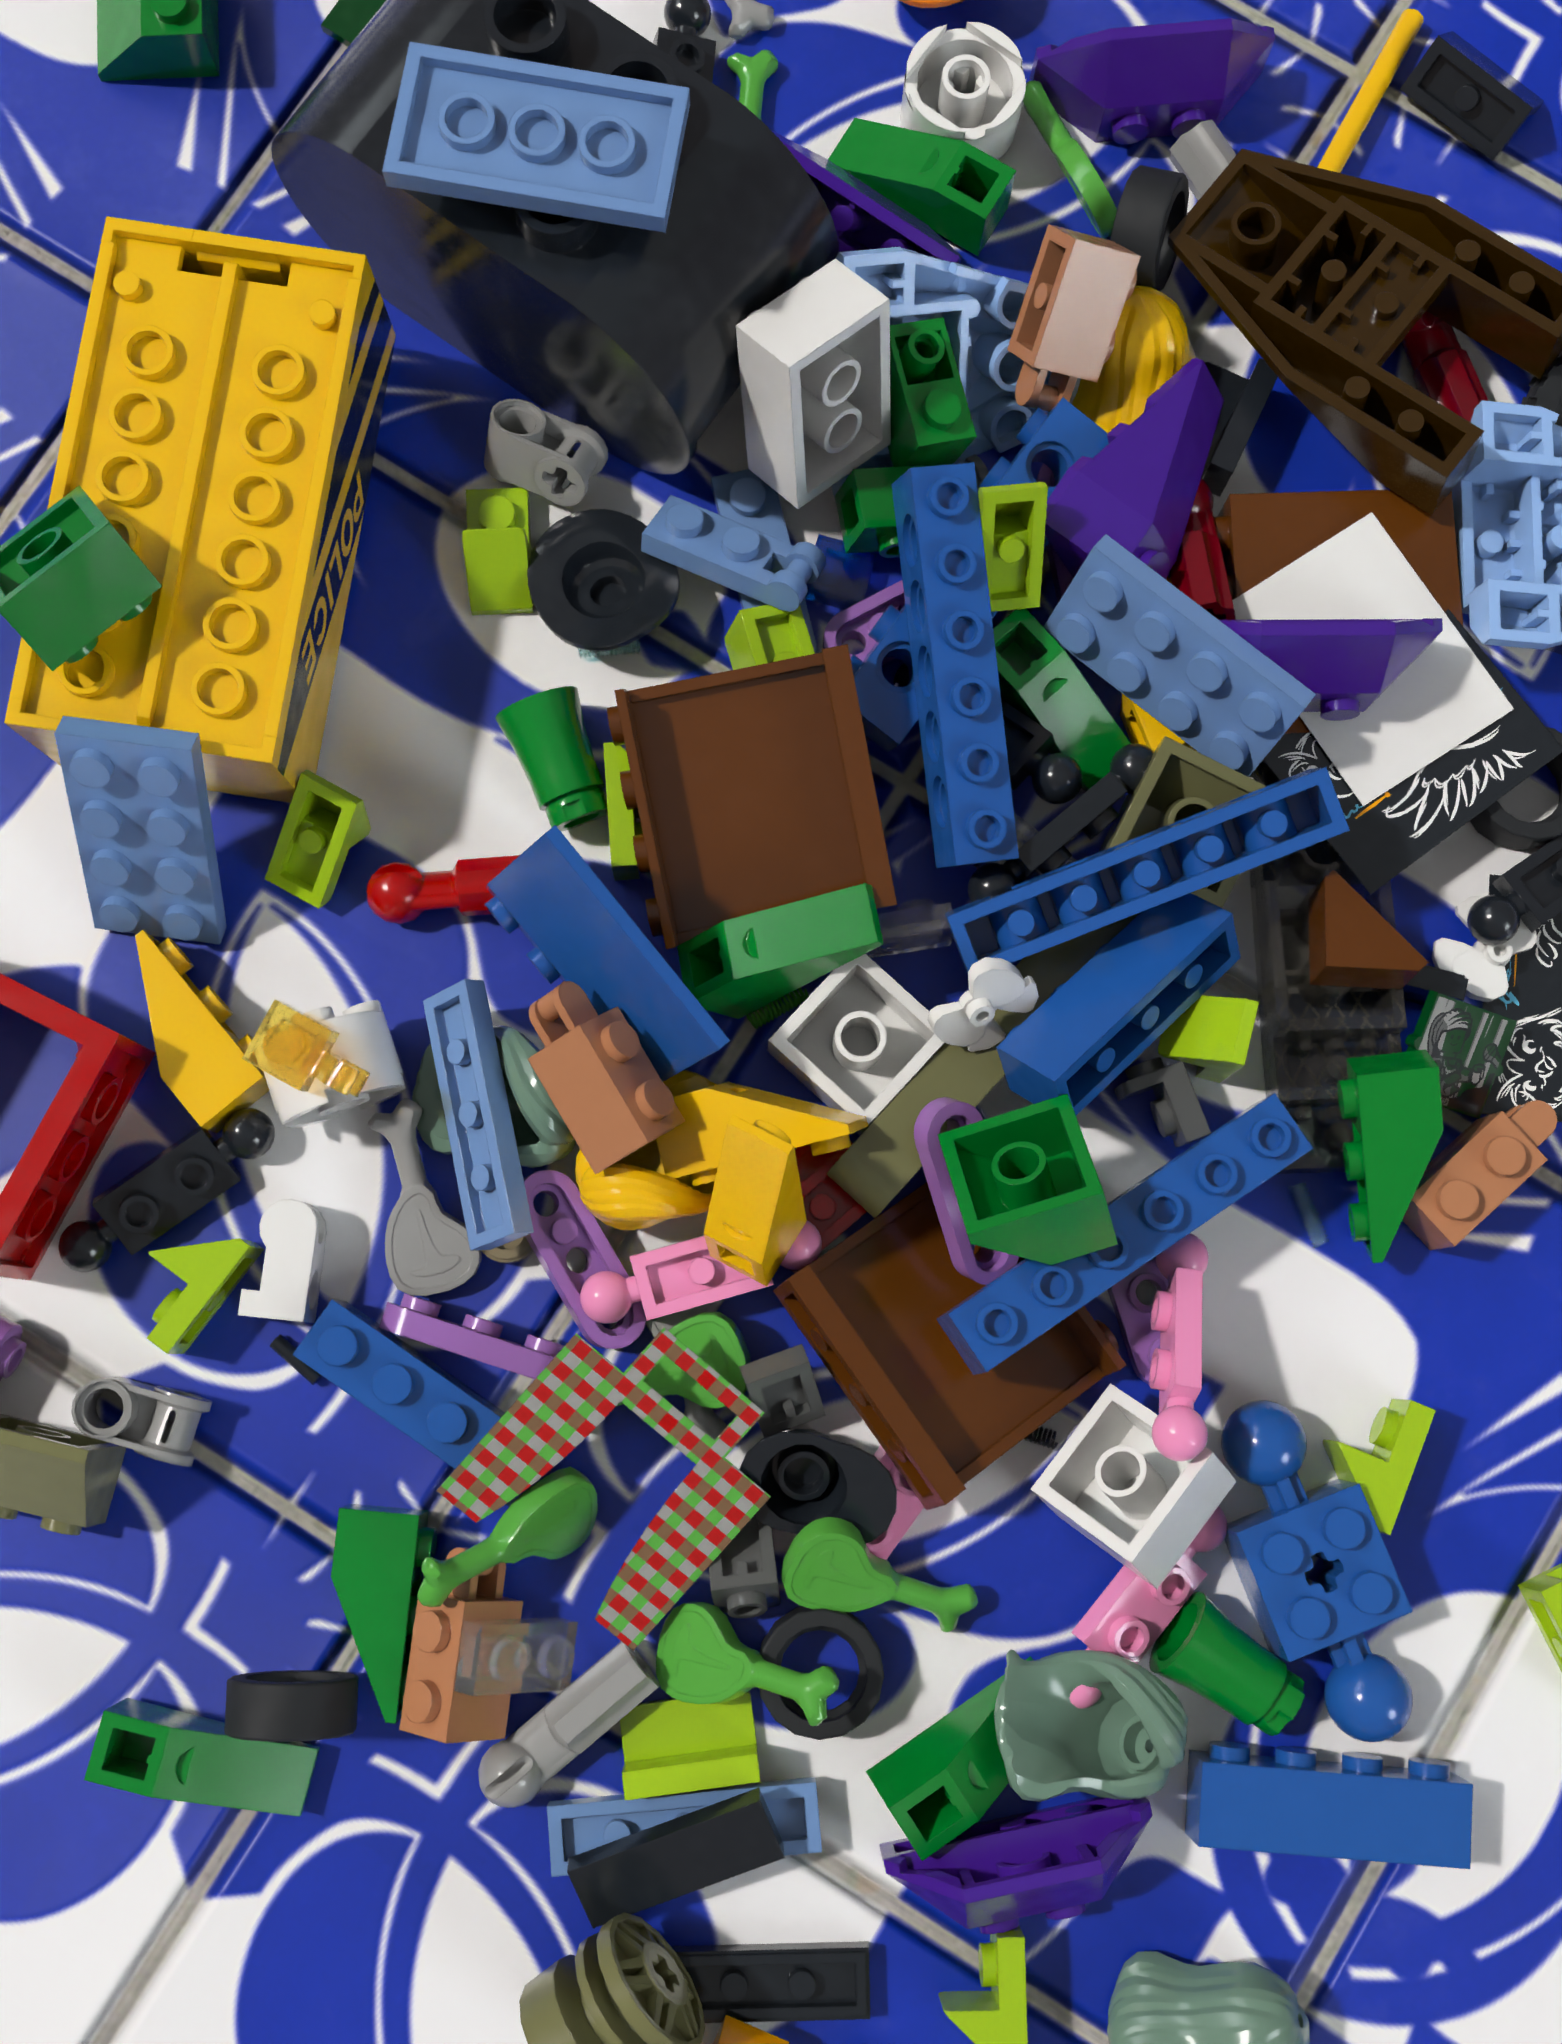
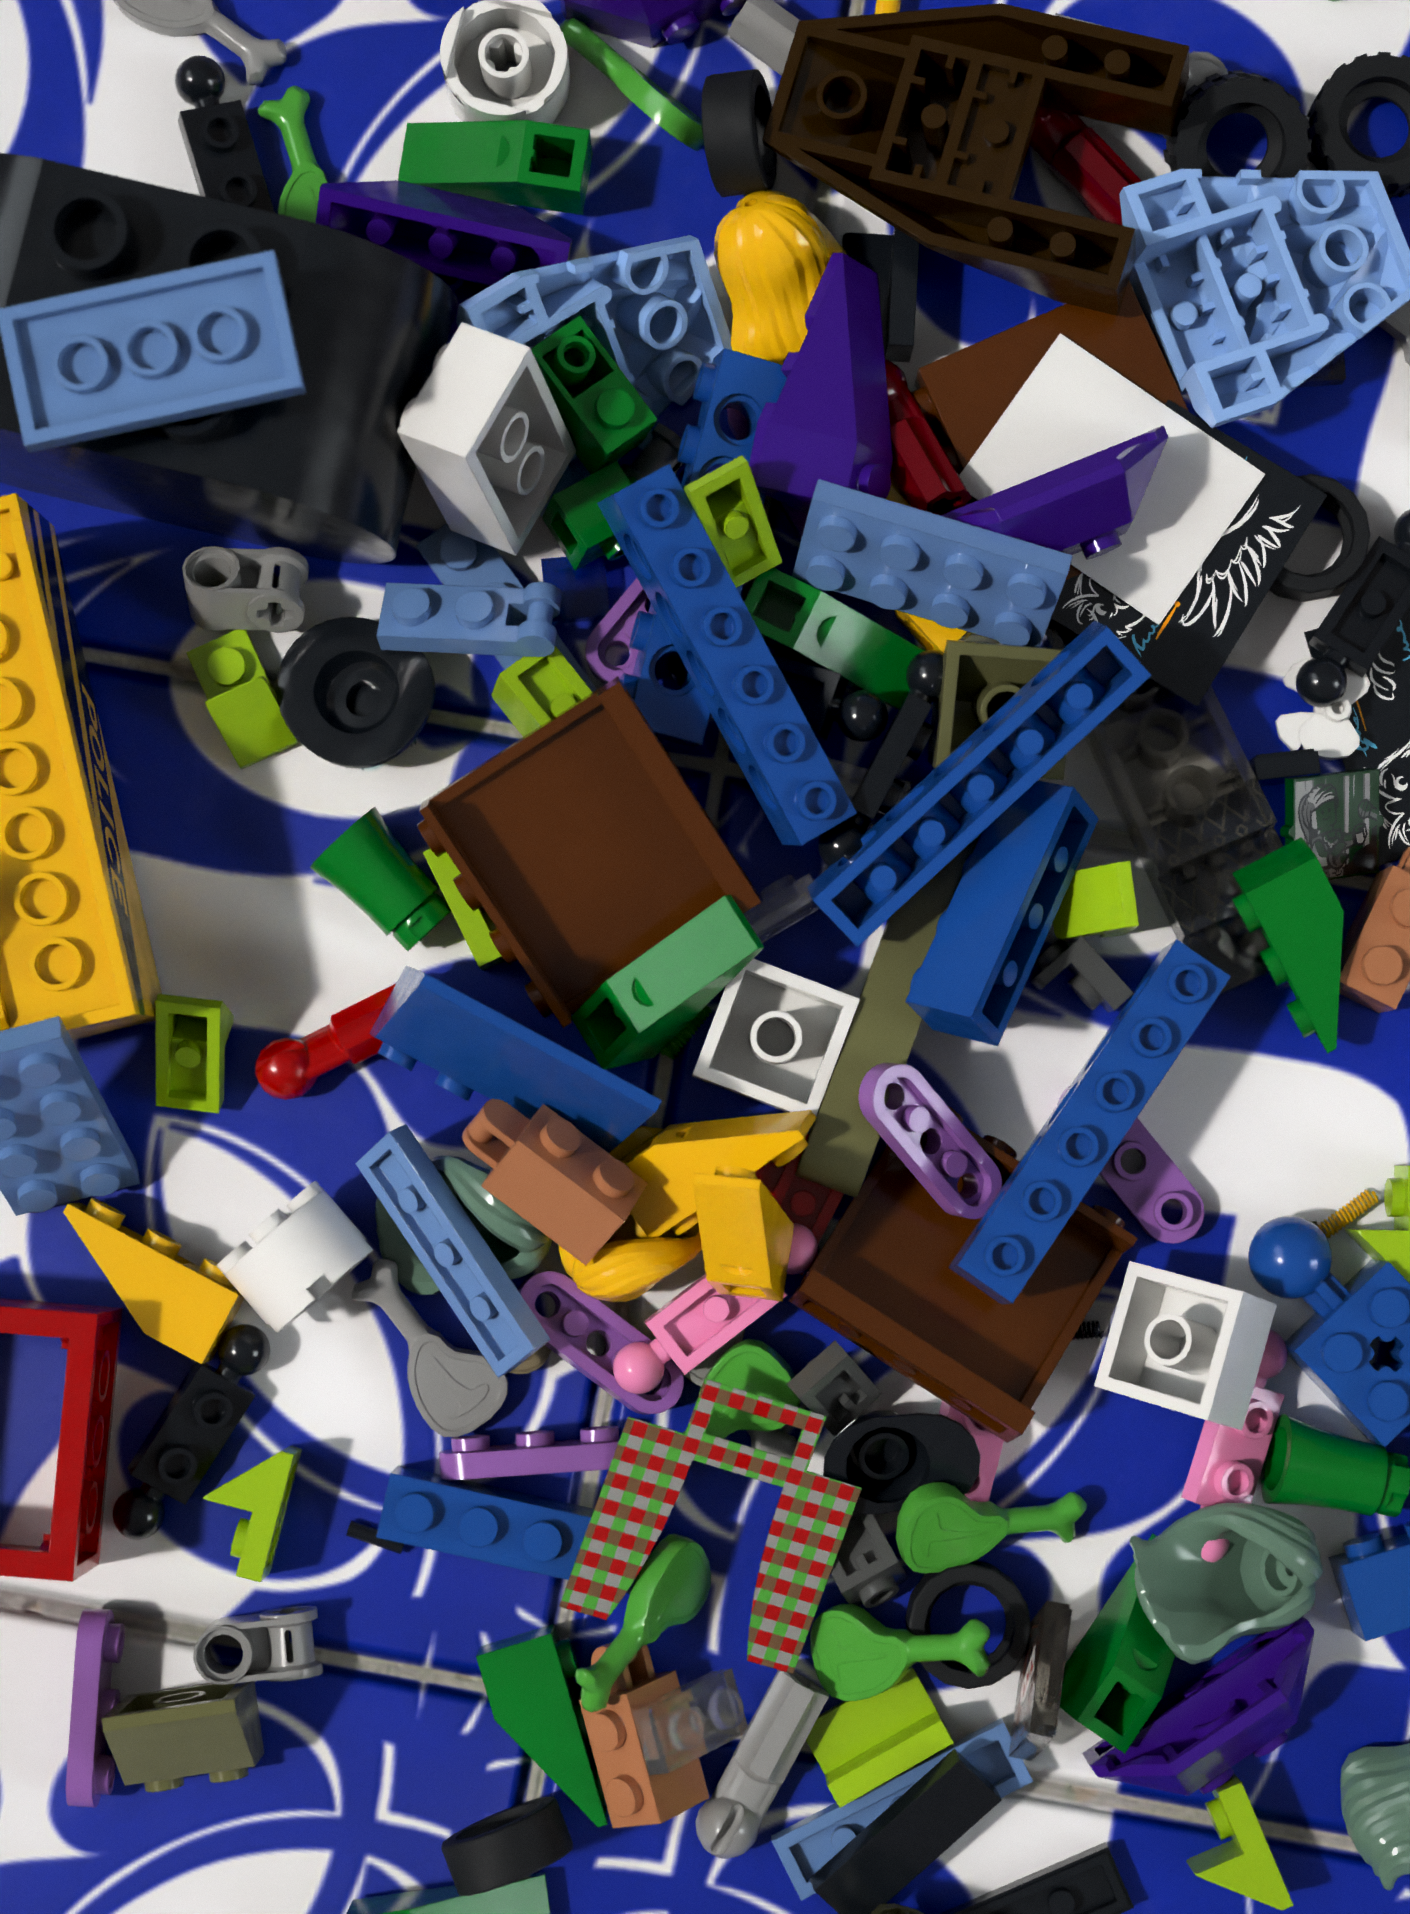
camera: 15 degrees left, 5 degrees up
(292, 1263) = (337, 1453): white leg -> none
(299, 1050) = (266, 1264): clear yellow plate -> none
(868, 1756) = (1040, 1681): none -> clear smoke tile
(992, 986) = (878, 948): white piece -> none
(1029, 1184) = (983, 1120): green slope -> none
(1070, 314) = (699, 261): nougat brick -> none
(1177, 1366) = (1182, 1229): bright pink plate -> none
(1306, 1212) = (1234, 1009): clear light blue leg -> none
(1330, 1424) = (1348, 1219): none -> yellow leg
(1354, 942) = (1196, 764): reddish brown slope -> none

